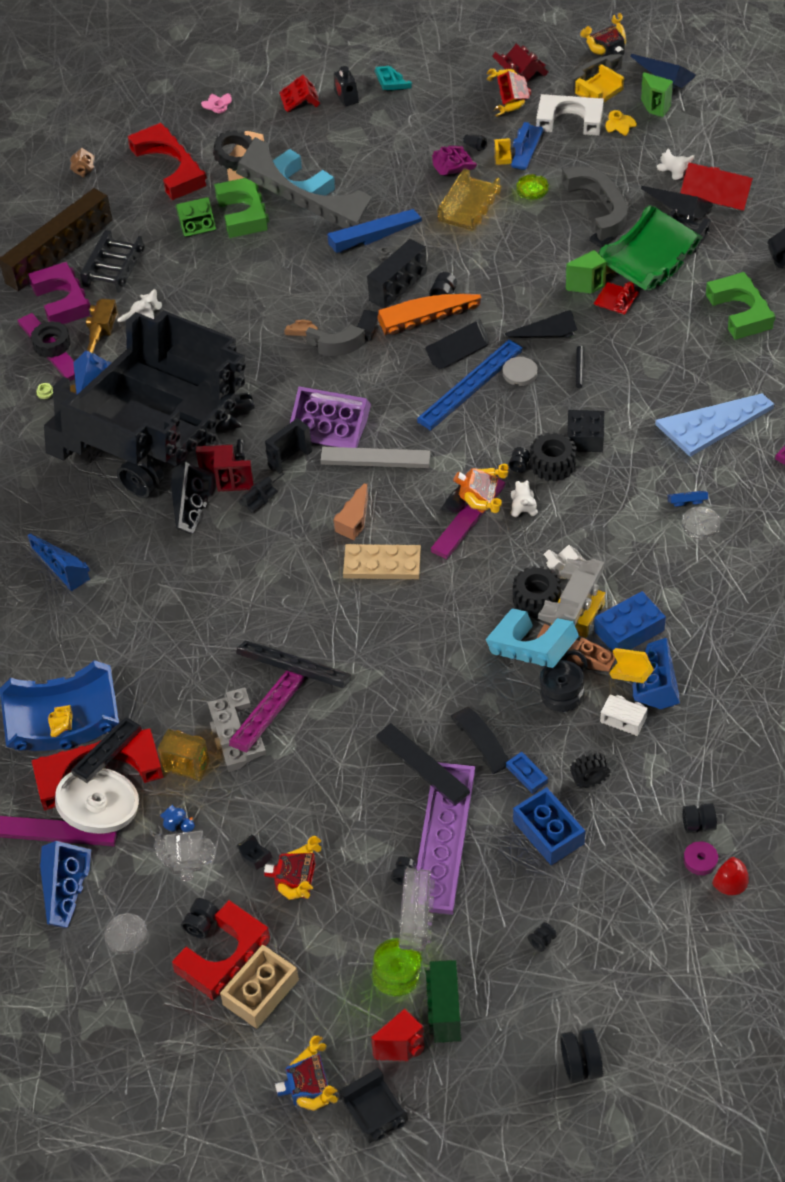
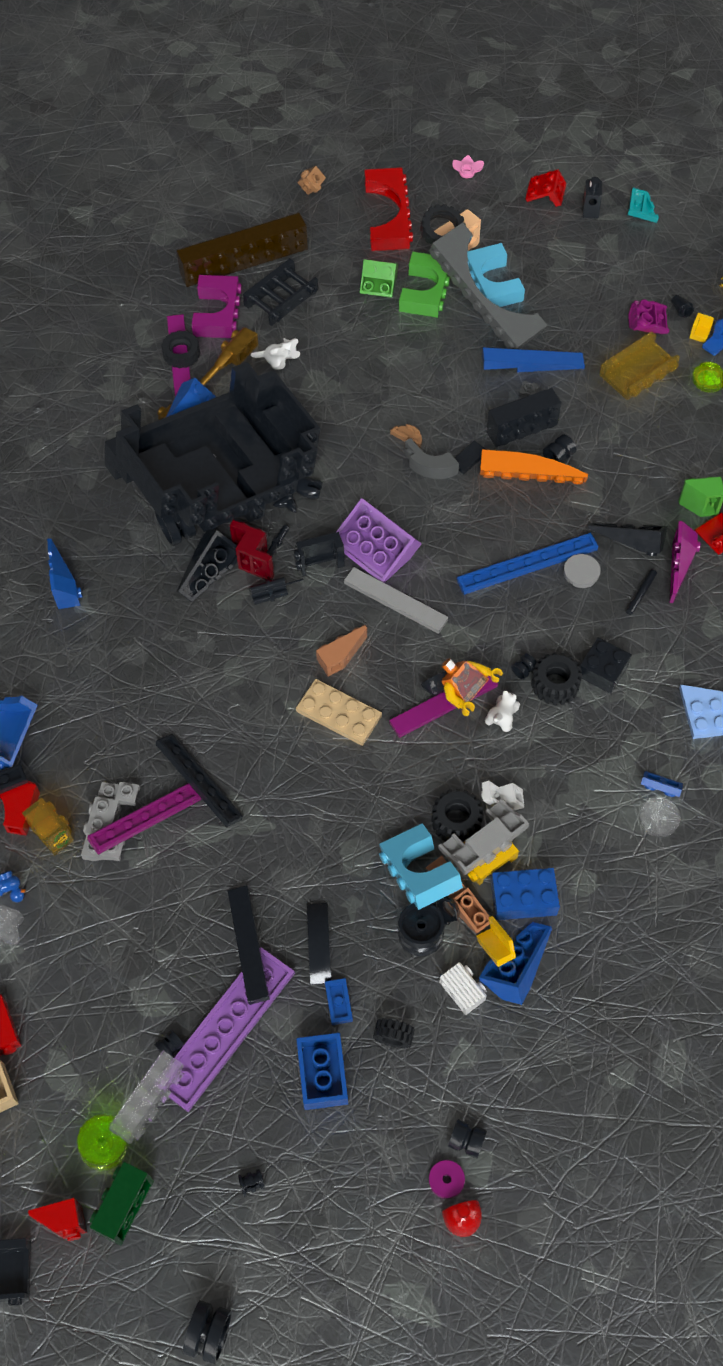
camera: 25 degrees right, 10 degrees up
(45, 391) = (149, 398): yellowish green plate -> none
(253, 853) = (53, 955): black bracket -> none
(295, 870) = (75, 995): torso -> none
(457, 344) = (539, 517): black piece -> none
(595, 323) = (683, 552): none -> magenta wedge

